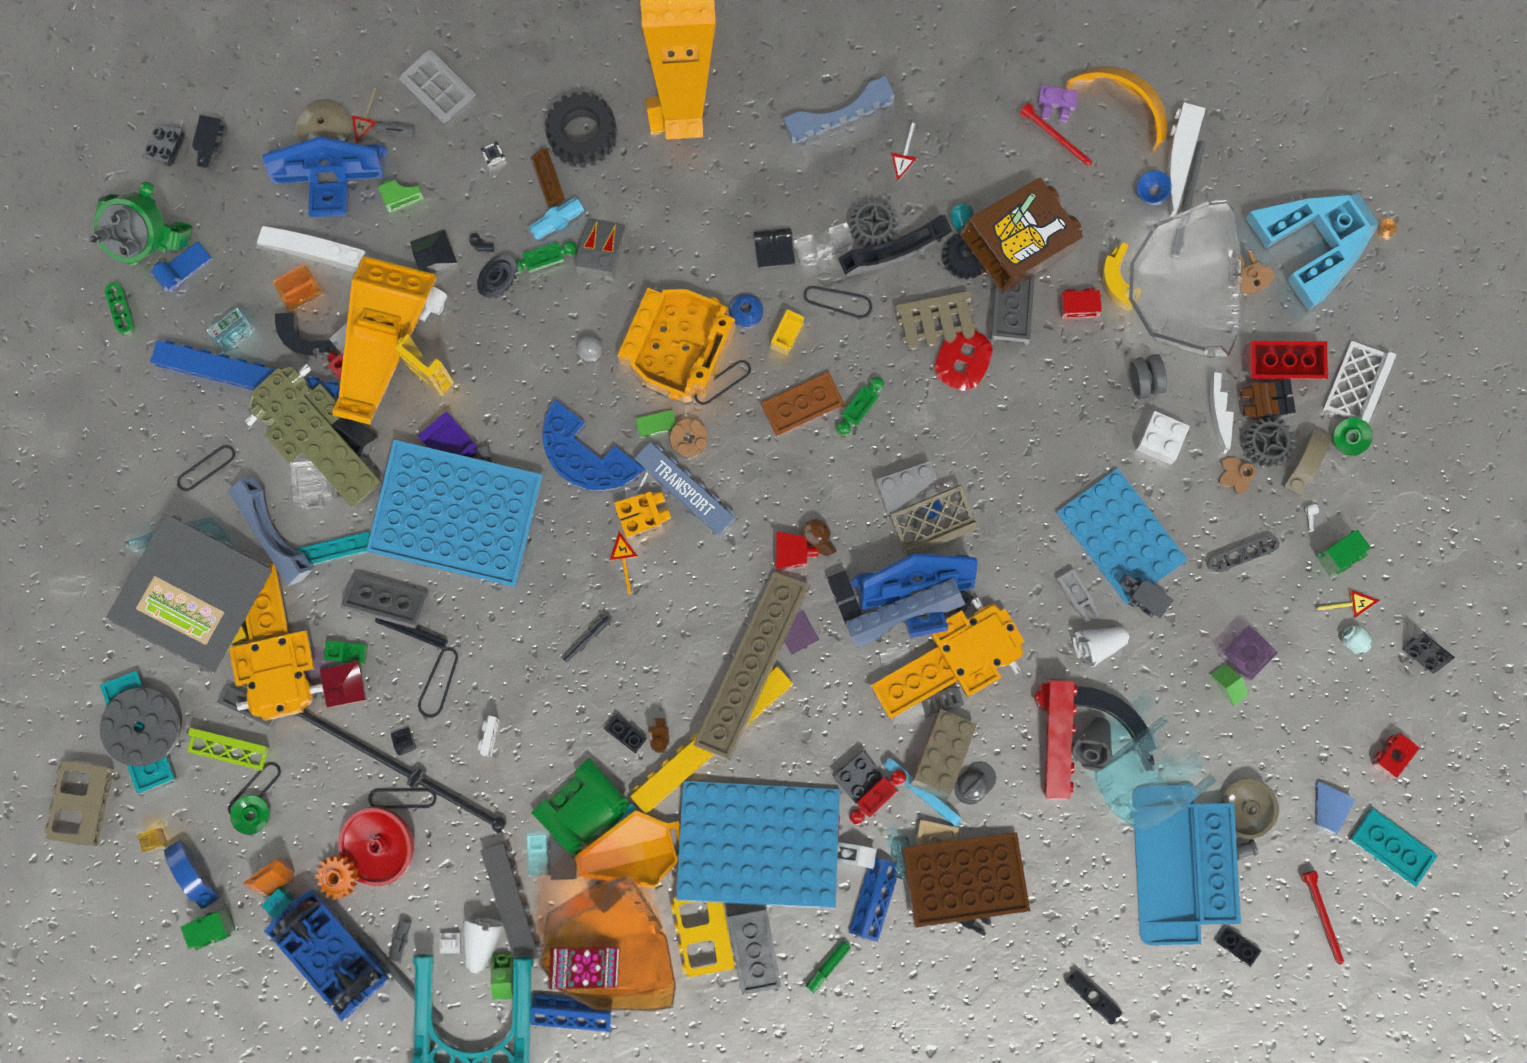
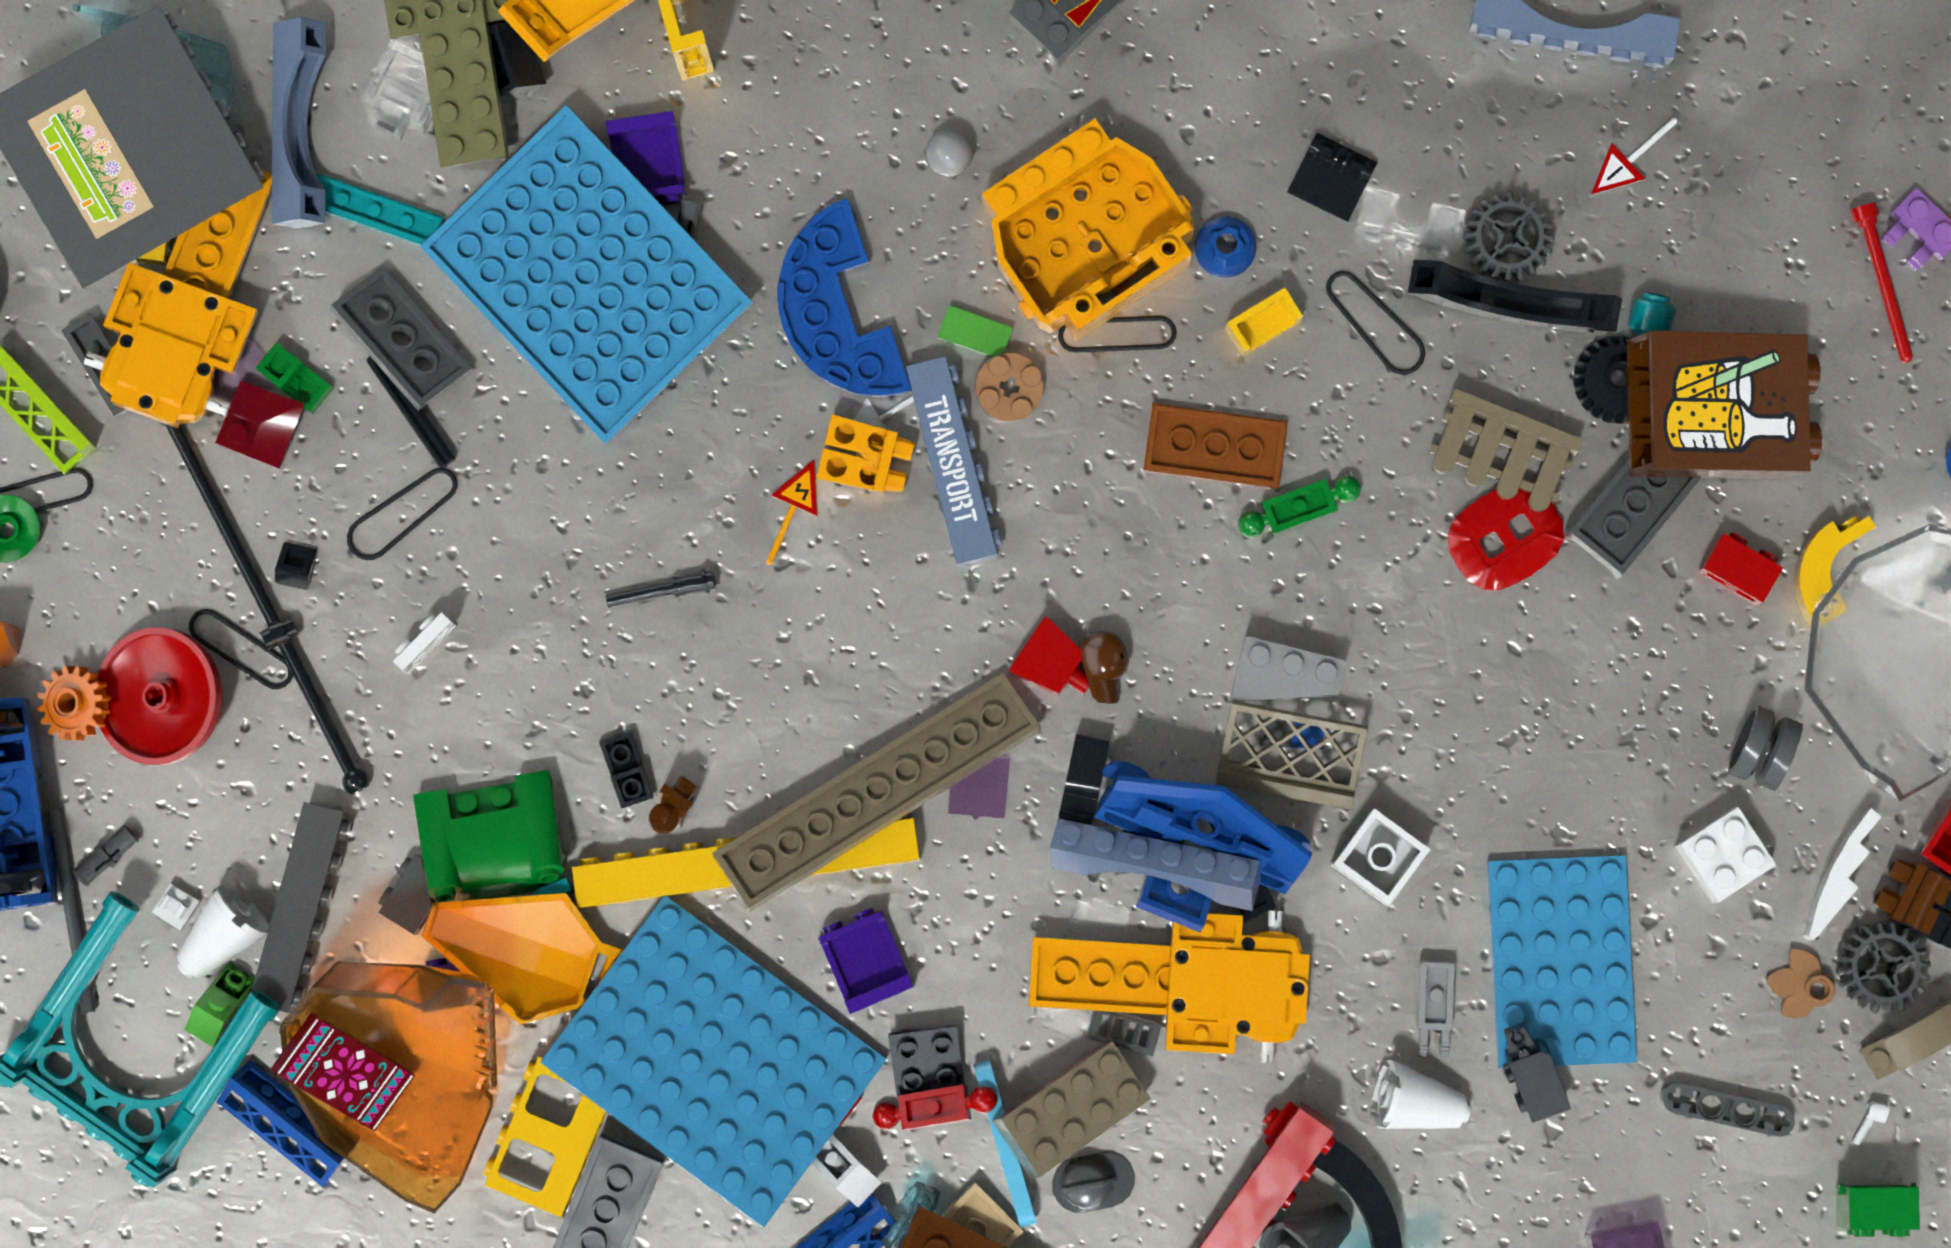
camera: 35 degrees right, 5 degrees up
(537, 855) = (382, 863): clear light blue slope -> none
(798, 749) = (865, 960): none -> dark purple panel
(1006, 541) = (1380, 857): none -> white brick

